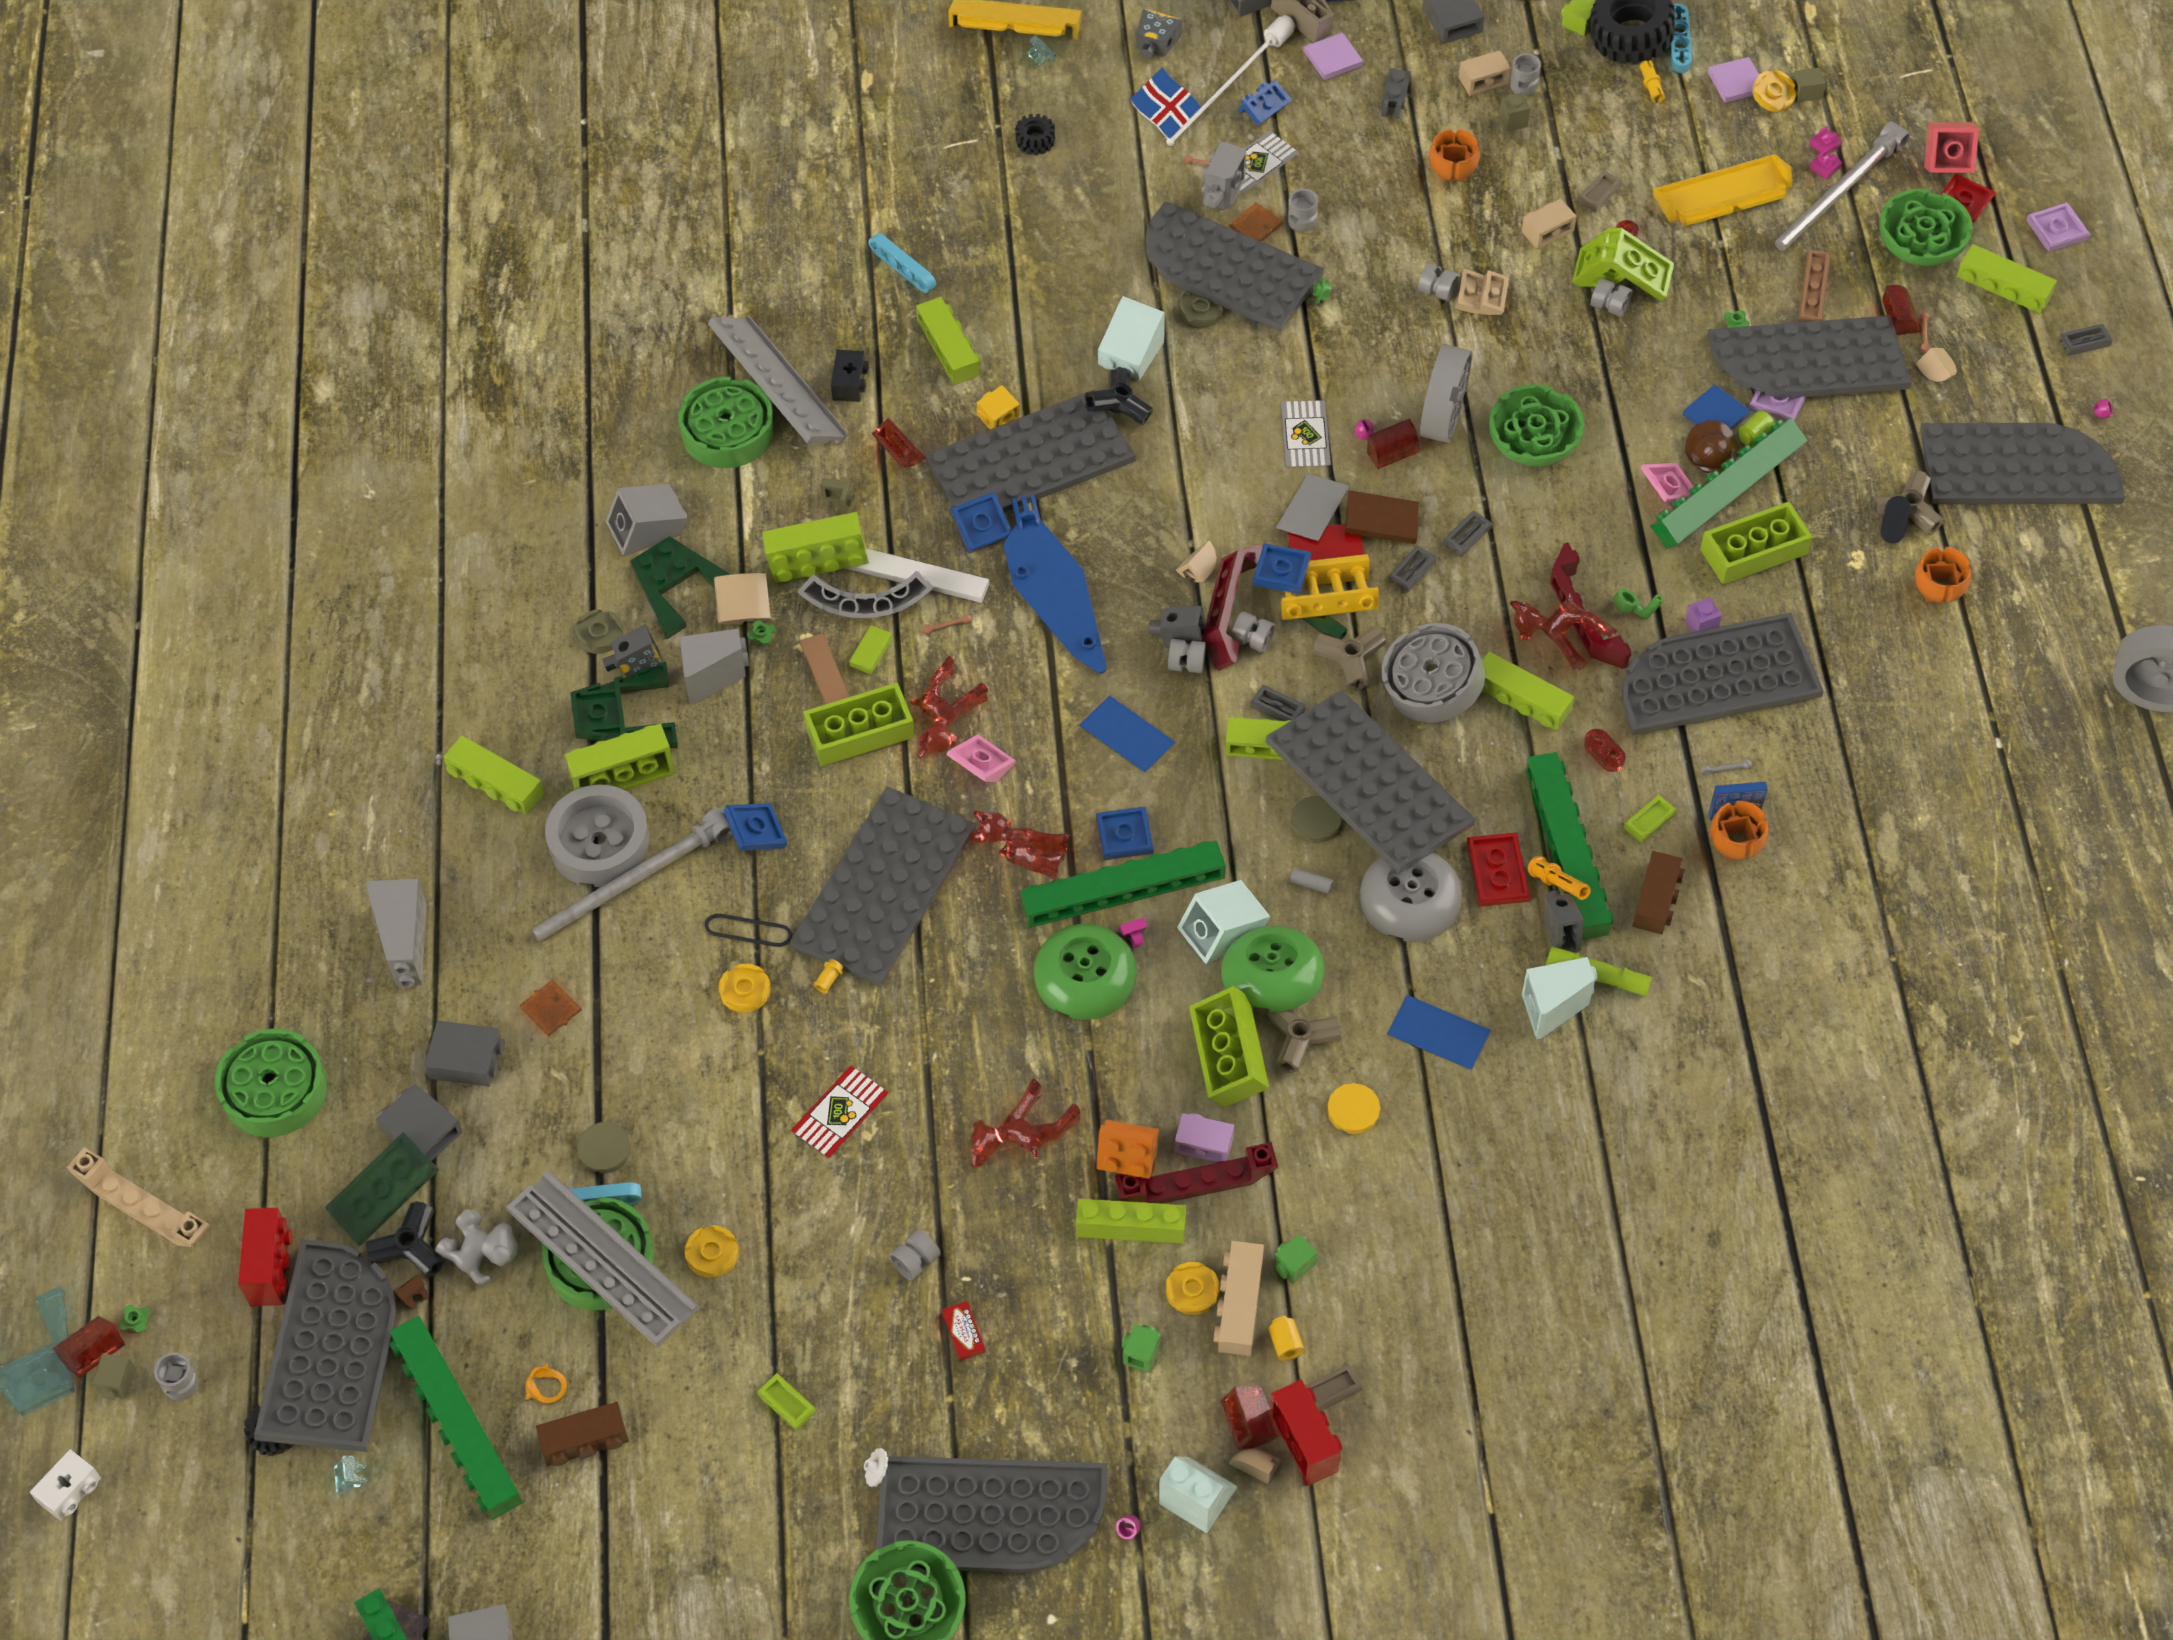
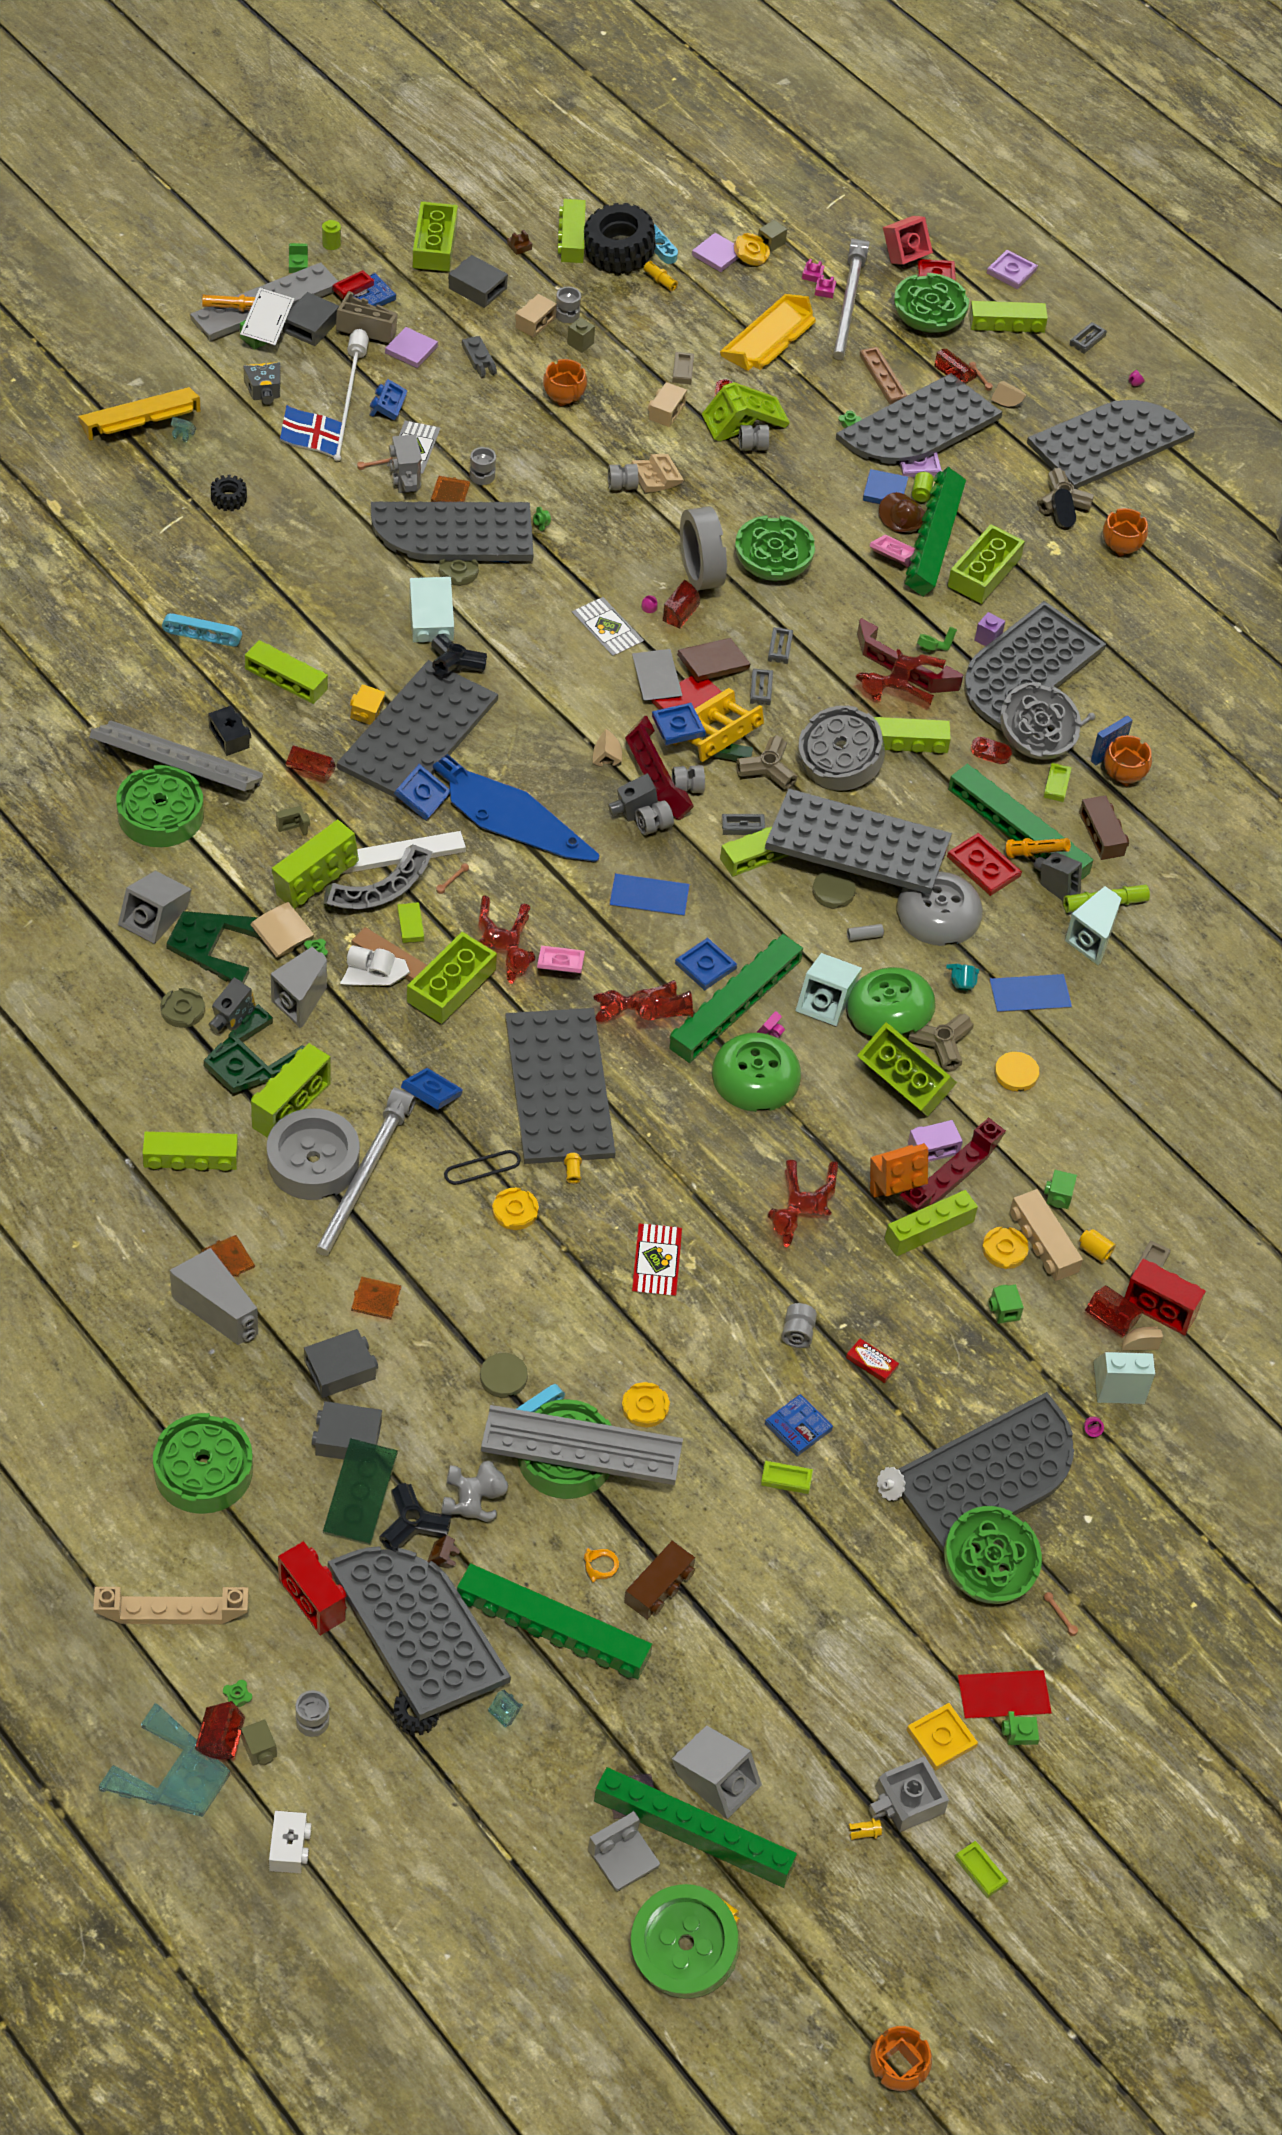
camera: 40 degrees left, 5 degrees down
(450, 897) = (232, 1255): none -> clear orange piece
(797, 678) = (373, 968): none -> white panel
(839, 1355) = (798, 1425): none -> blue tile
(1374, 979) = (963, 976): none -> teal piece
(1667, 715) = (1030, 711): none -> light grey brick

